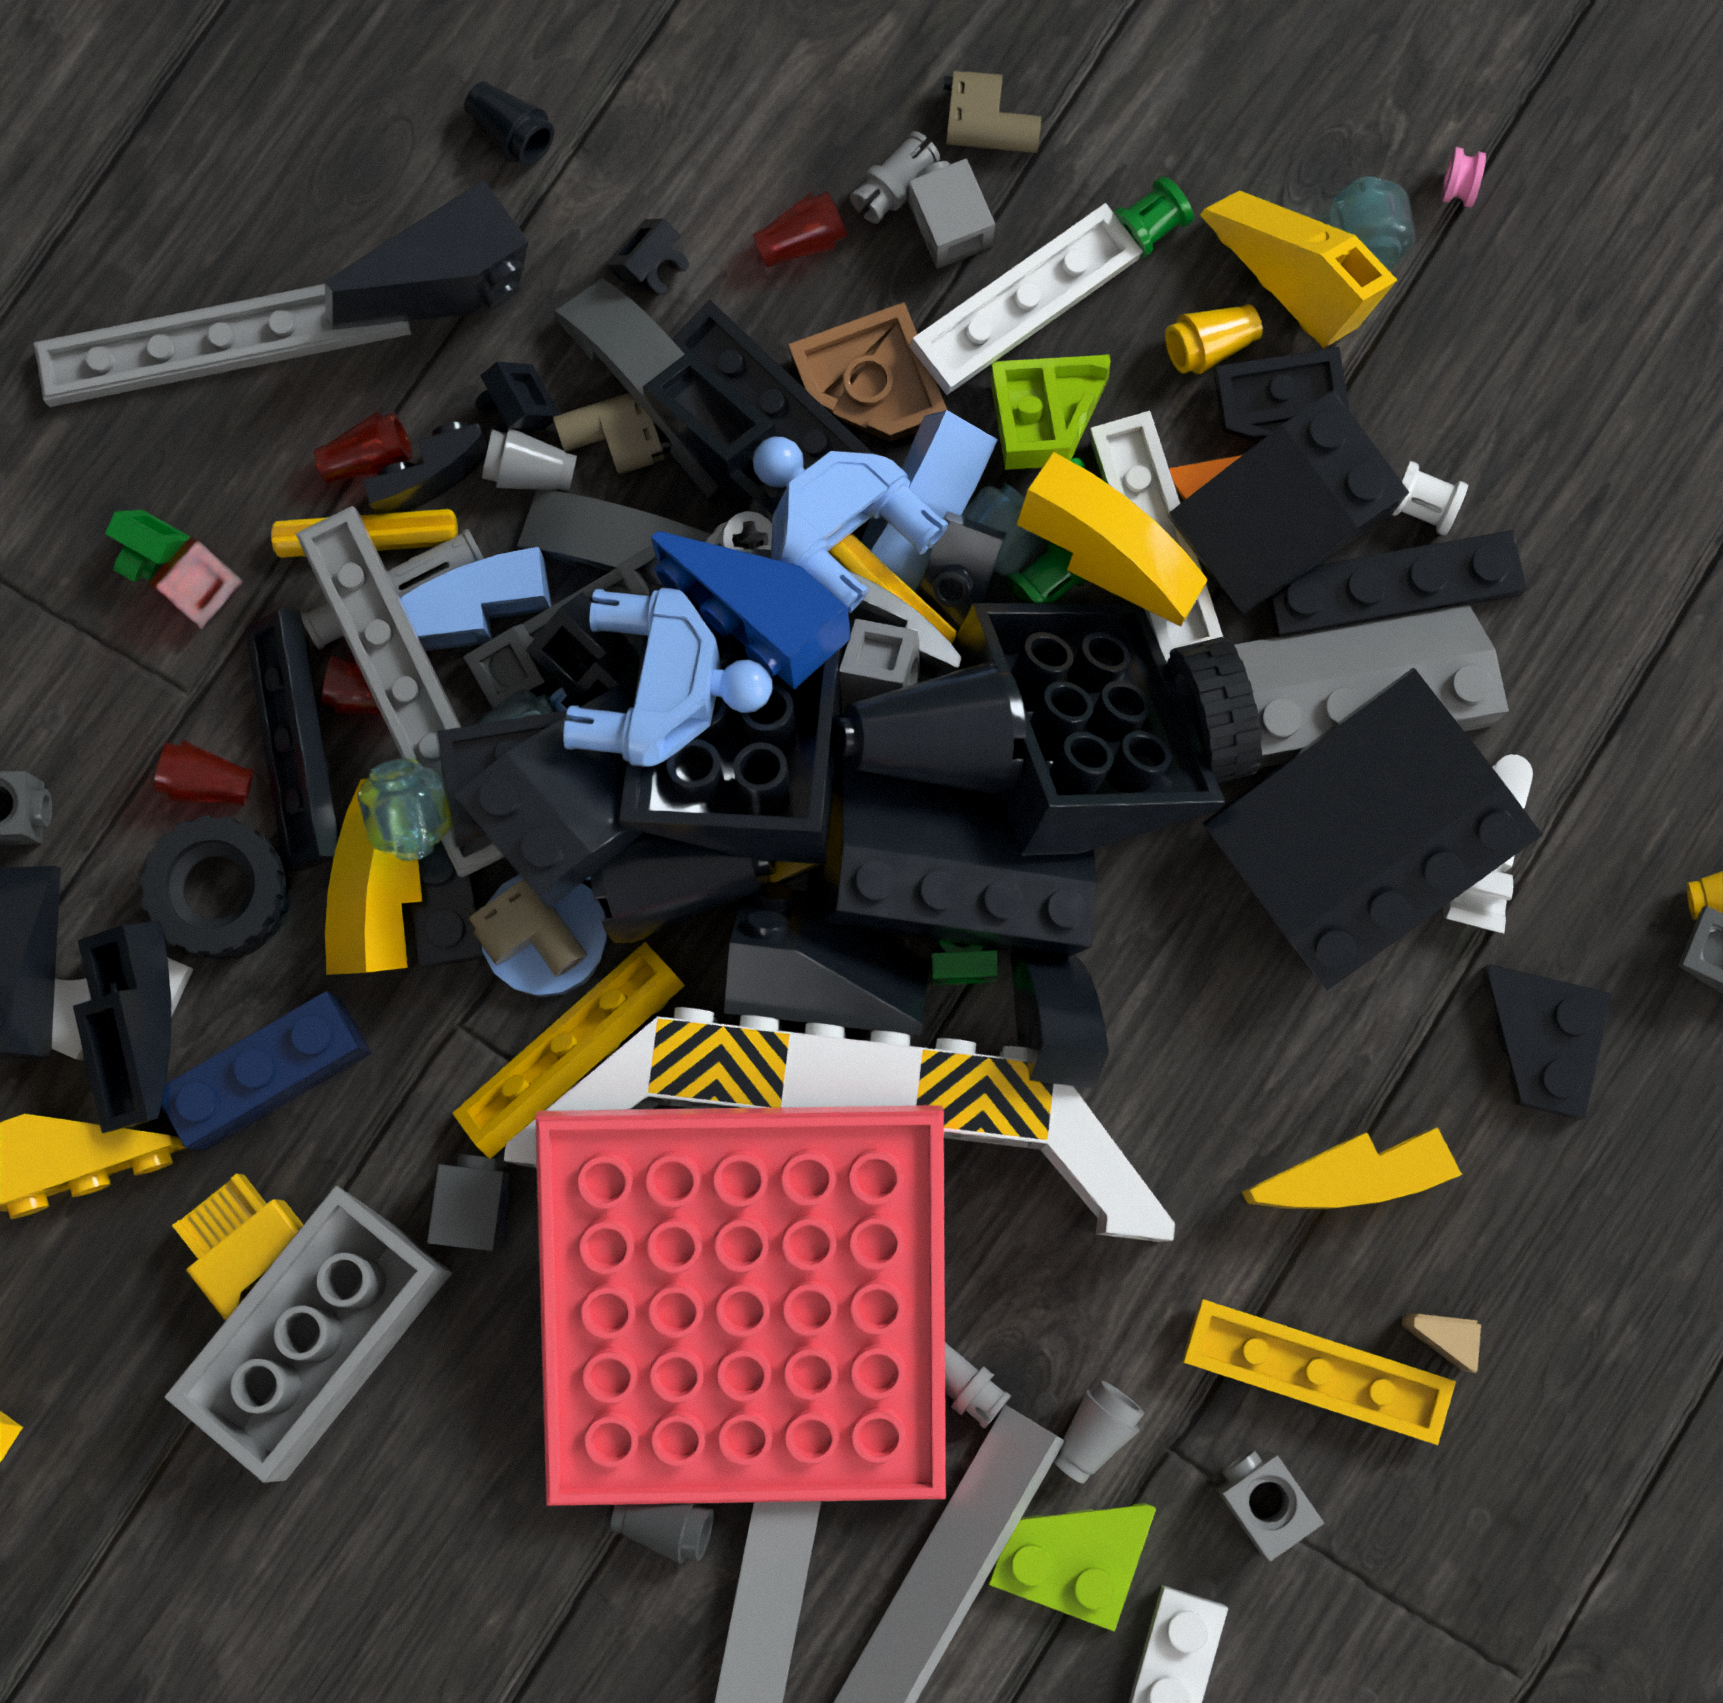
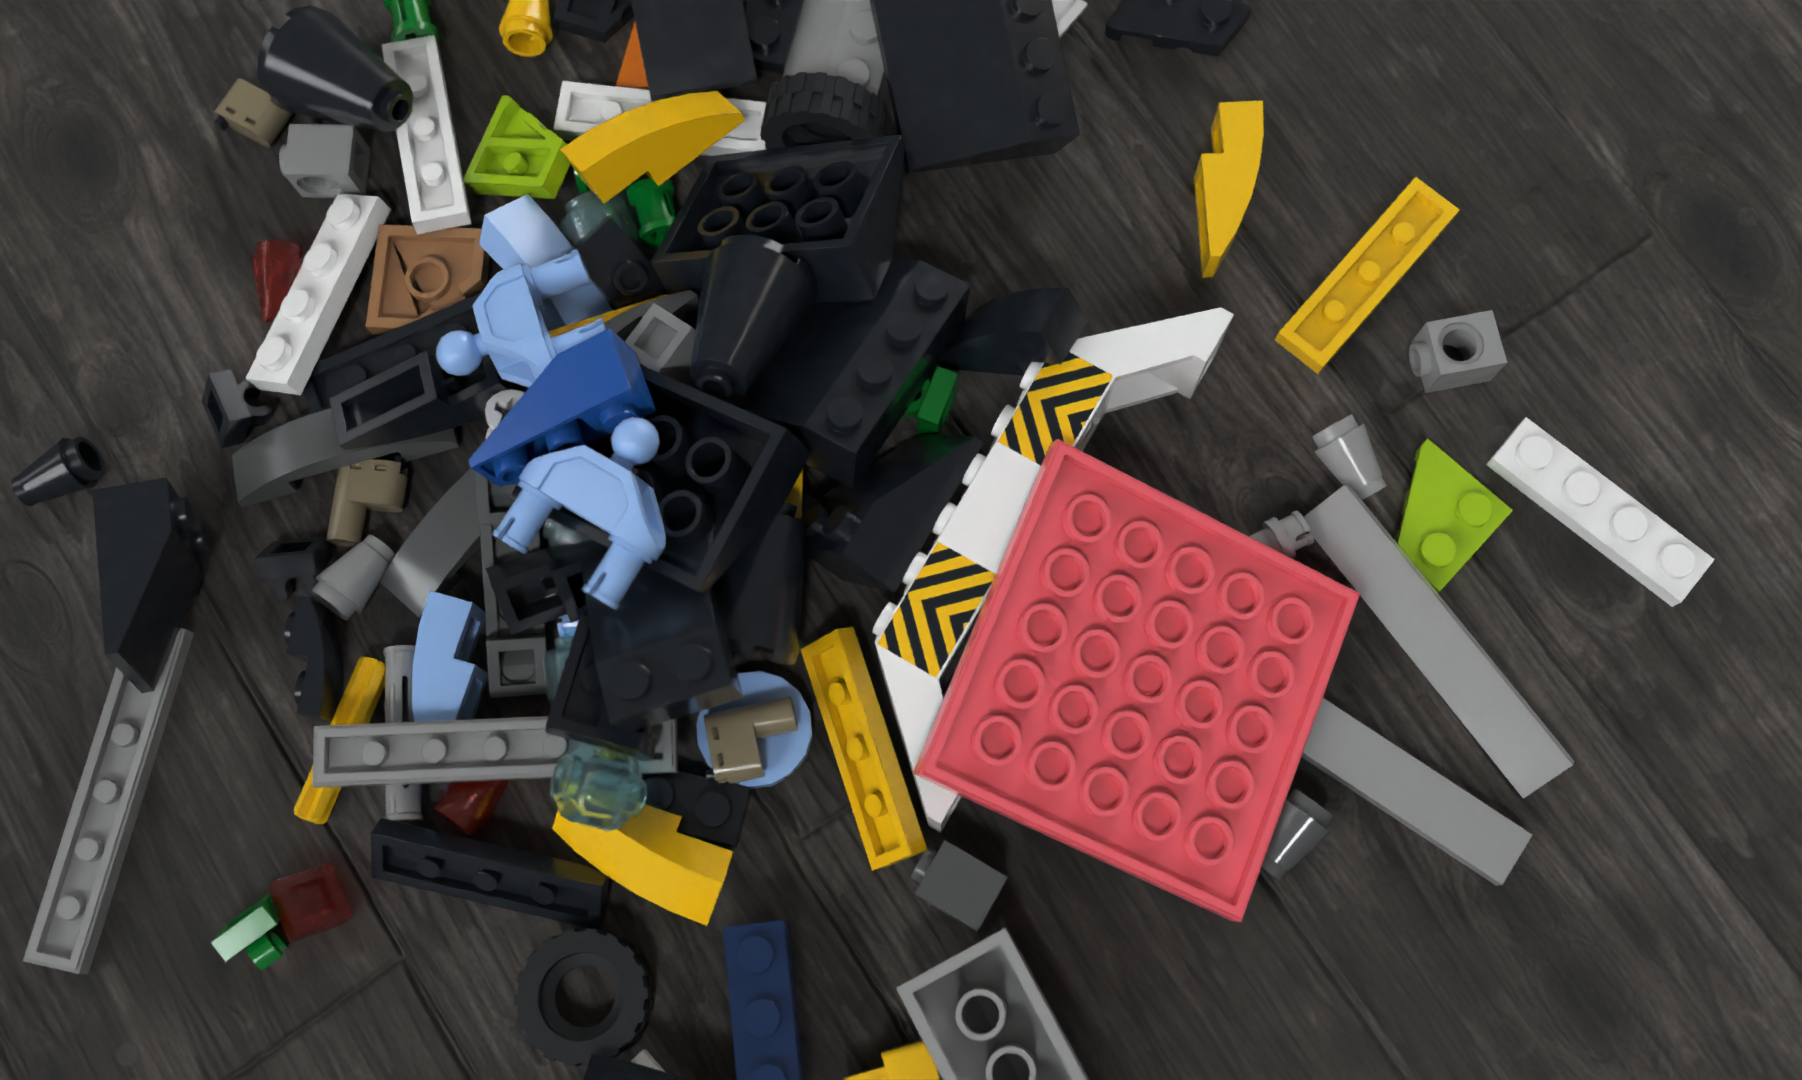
camera: 65 degrees left, 5 degrees down
(200, 776) = (481, 969): clear red cone -> none
(364, 448) = (270, 708): clear red cone -> none
(804, 279) = (318, 294): none -> white plate
(888, 183) = (275, 199): light grey pin -> none
(1038, 176) = (331, 74): none -> black cone
(1450, 1337) = (1383, 167): tan slope -> none

